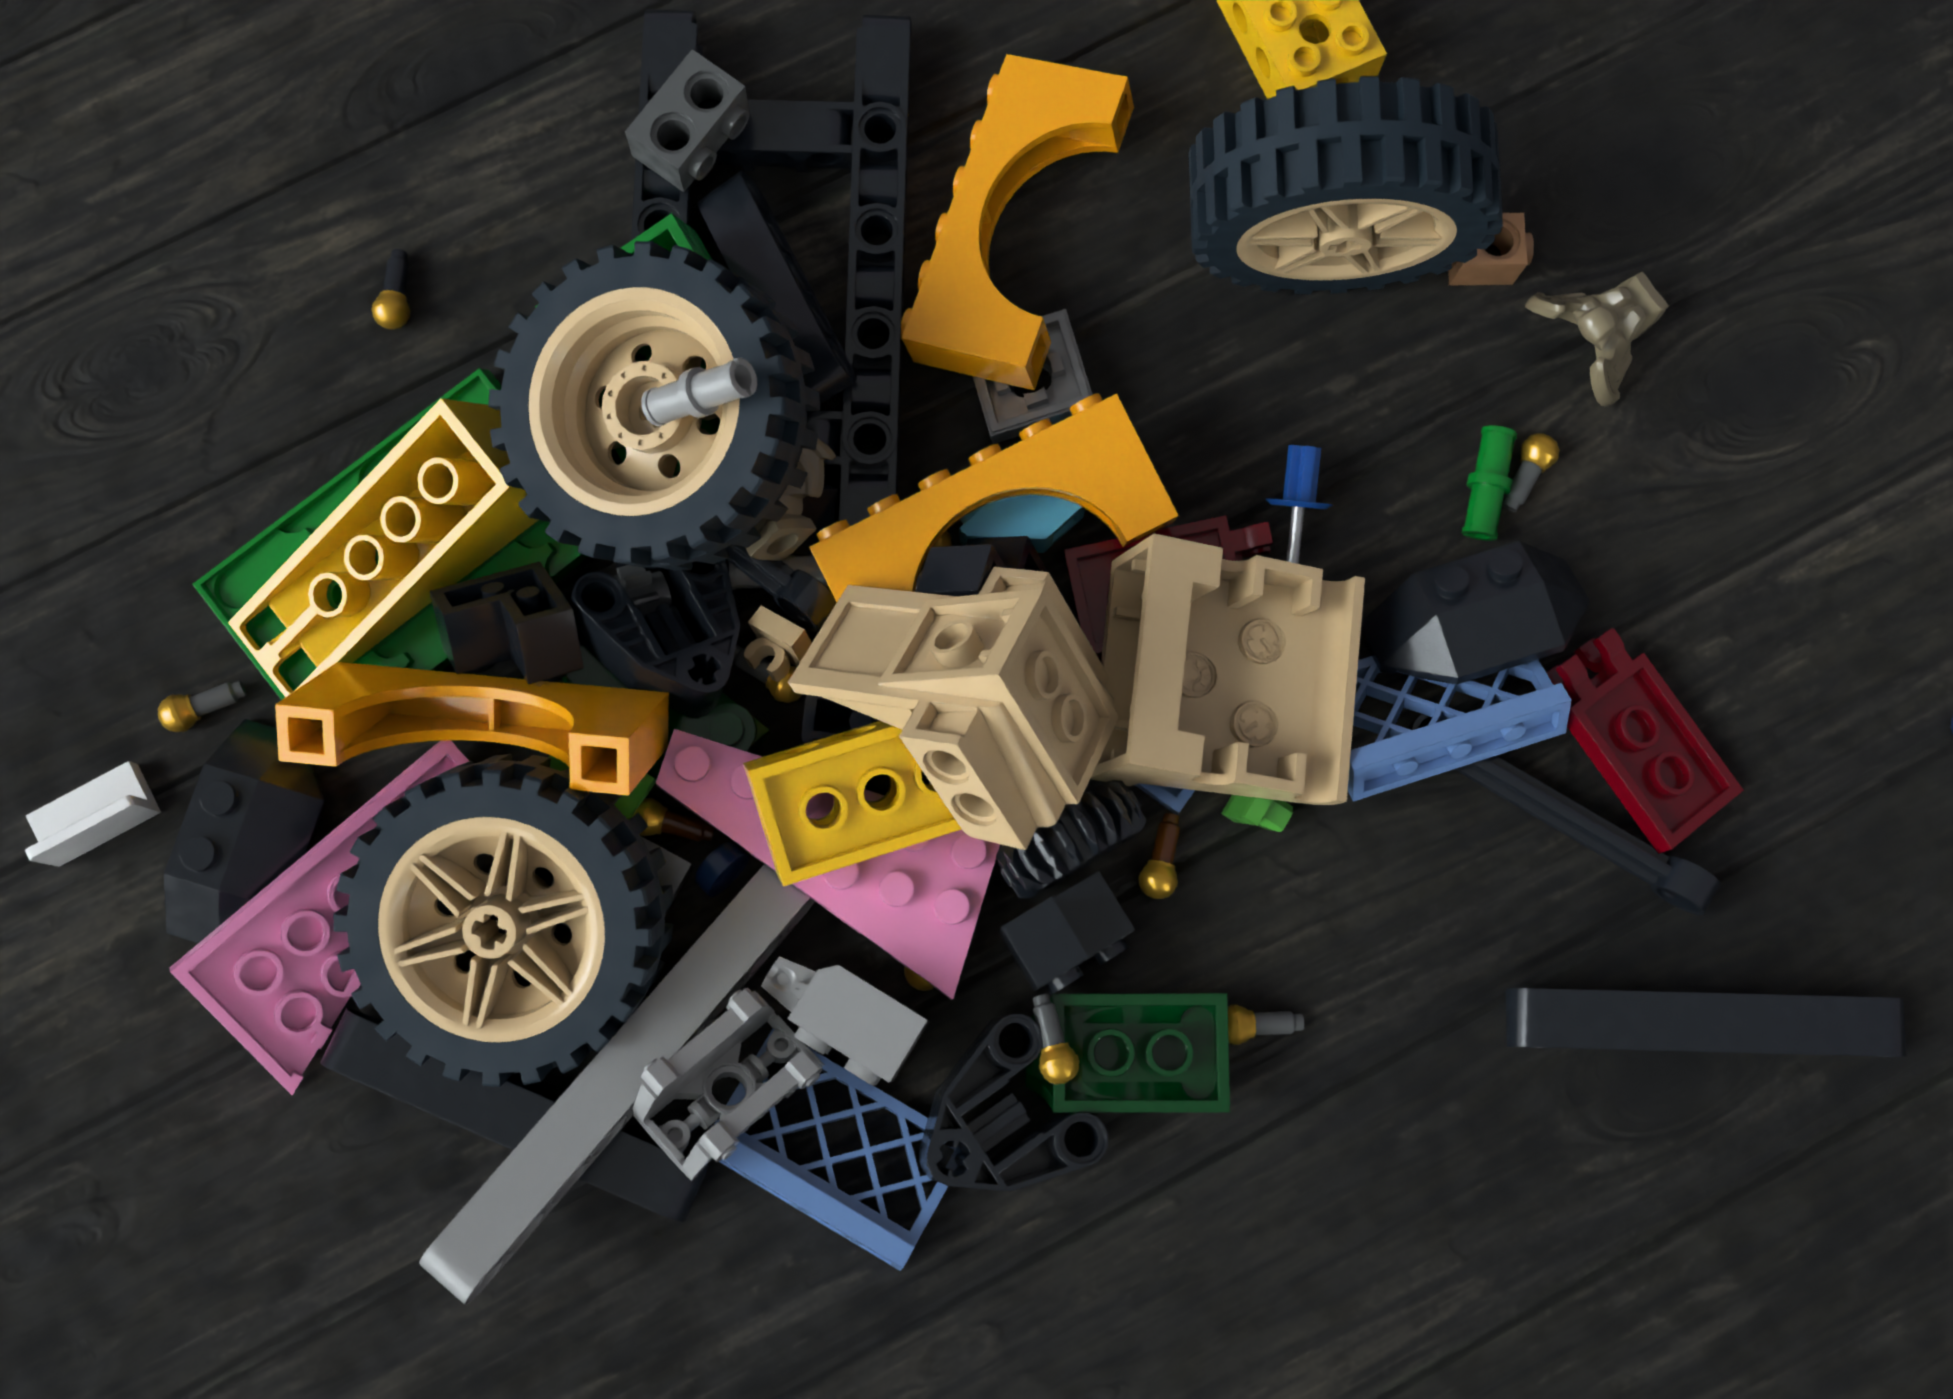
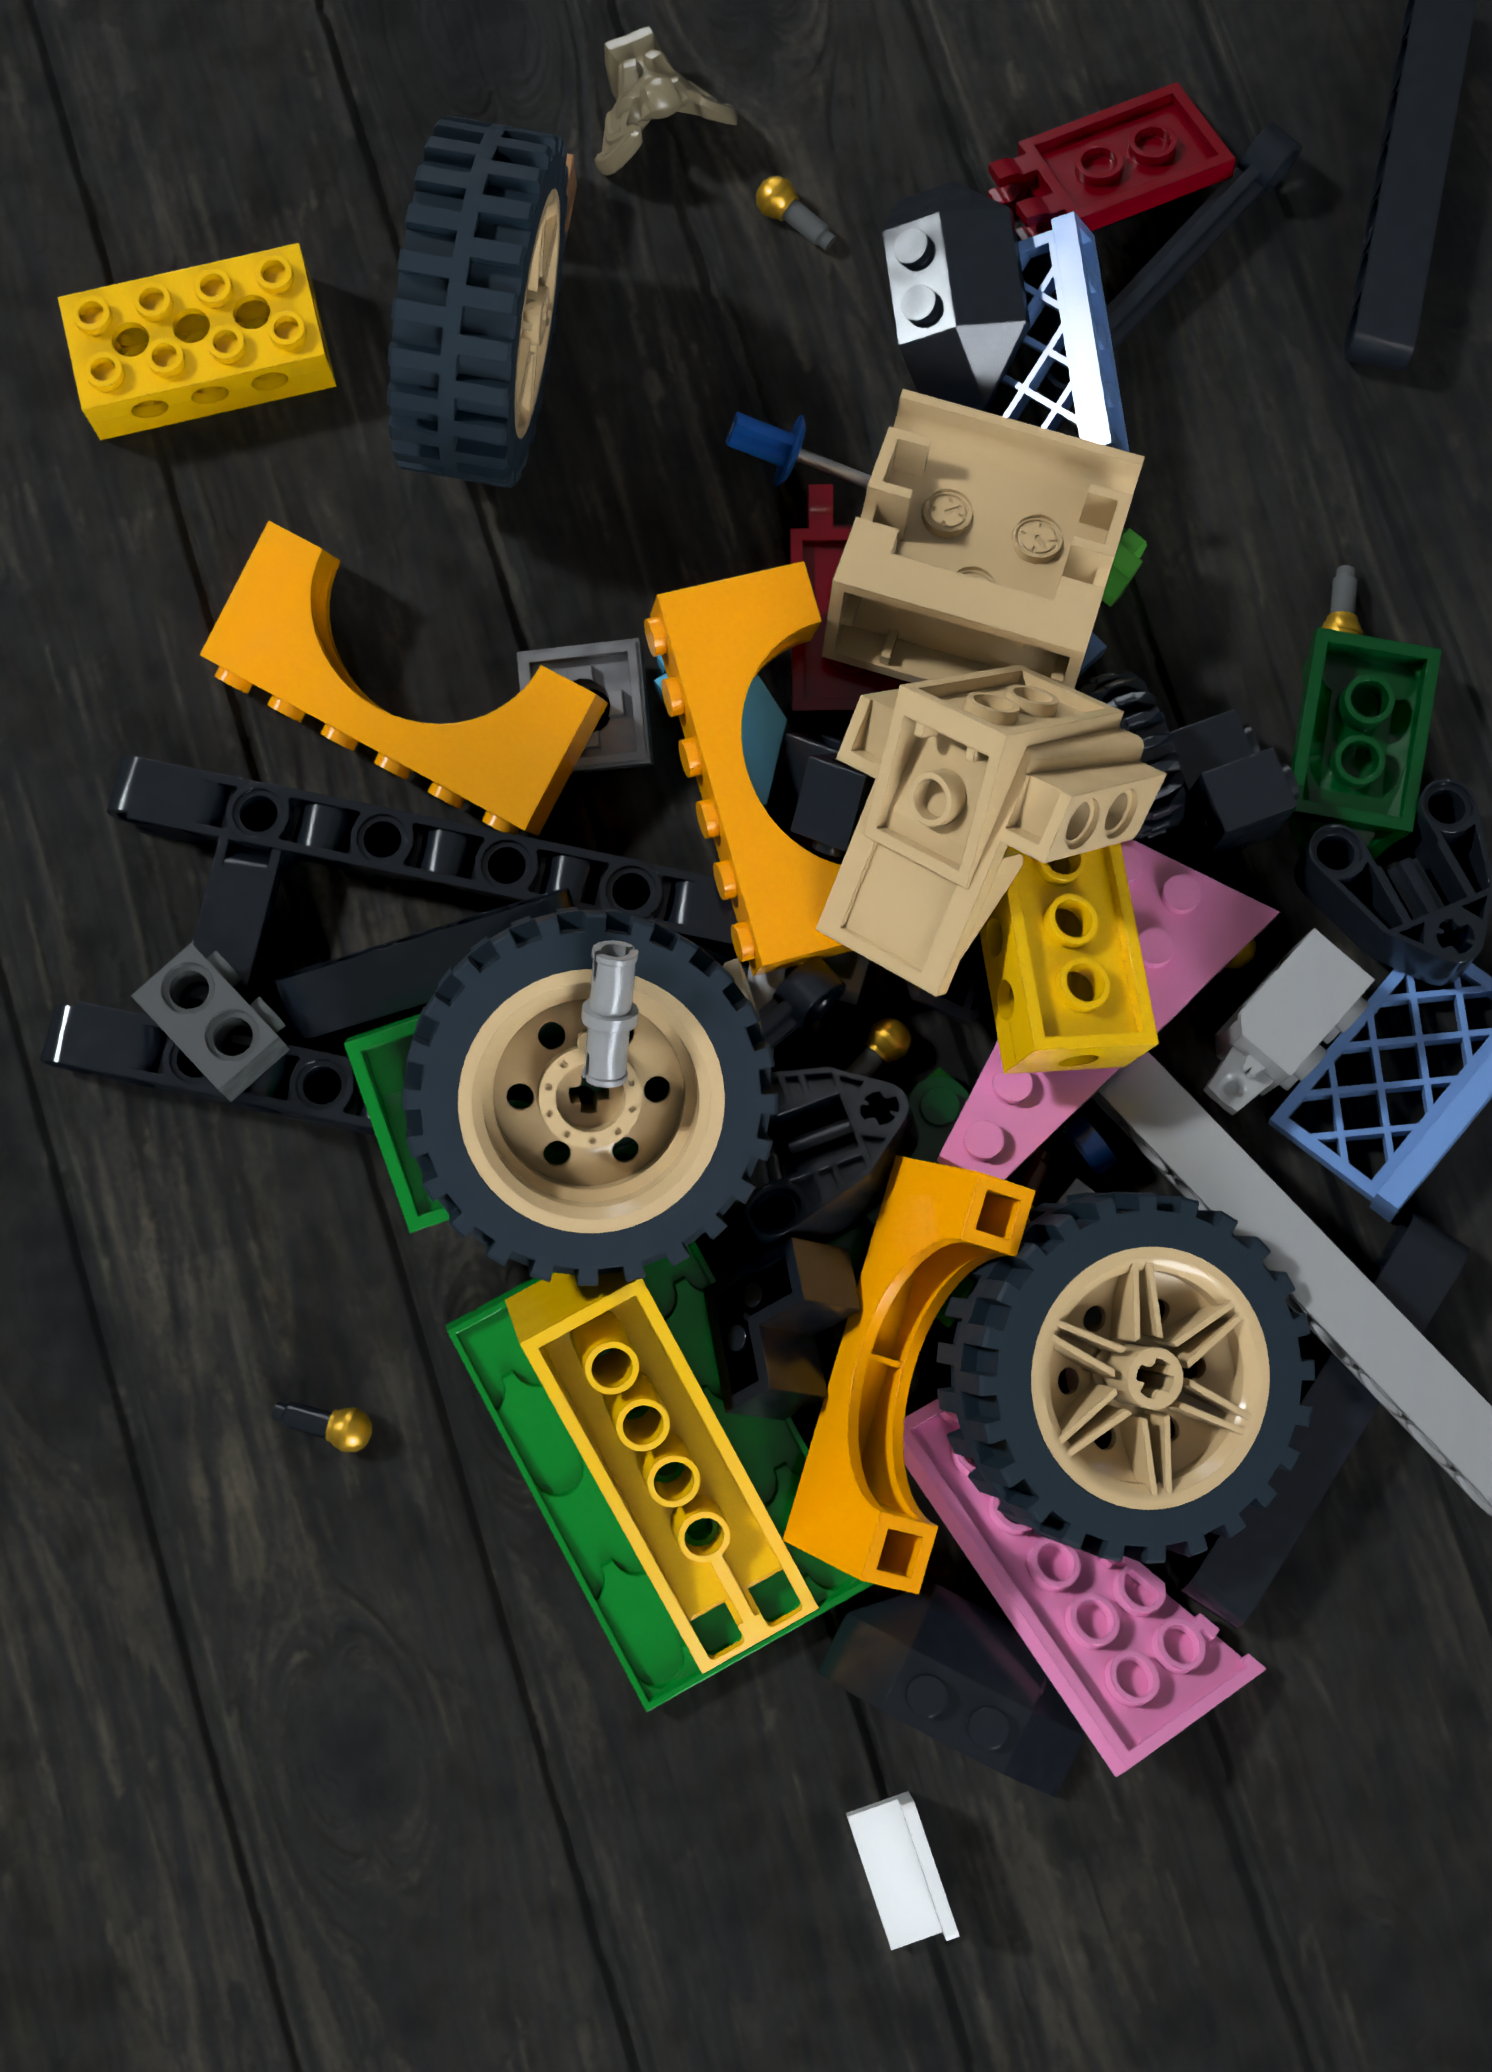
camera: 80 degrees left, 0 degrees up
(181, 711) = (796, 1746): piece -> none
(716, 1056) = (1367, 1135): light grey piece -> none
(776, 638) = (843, 1031): tan tile -> none
(1057, 1060) = (1363, 812): piece -> none
(1159, 875) = (1170, 682): piece -> none
(1489, 483) = (802, 254): green pin -> none

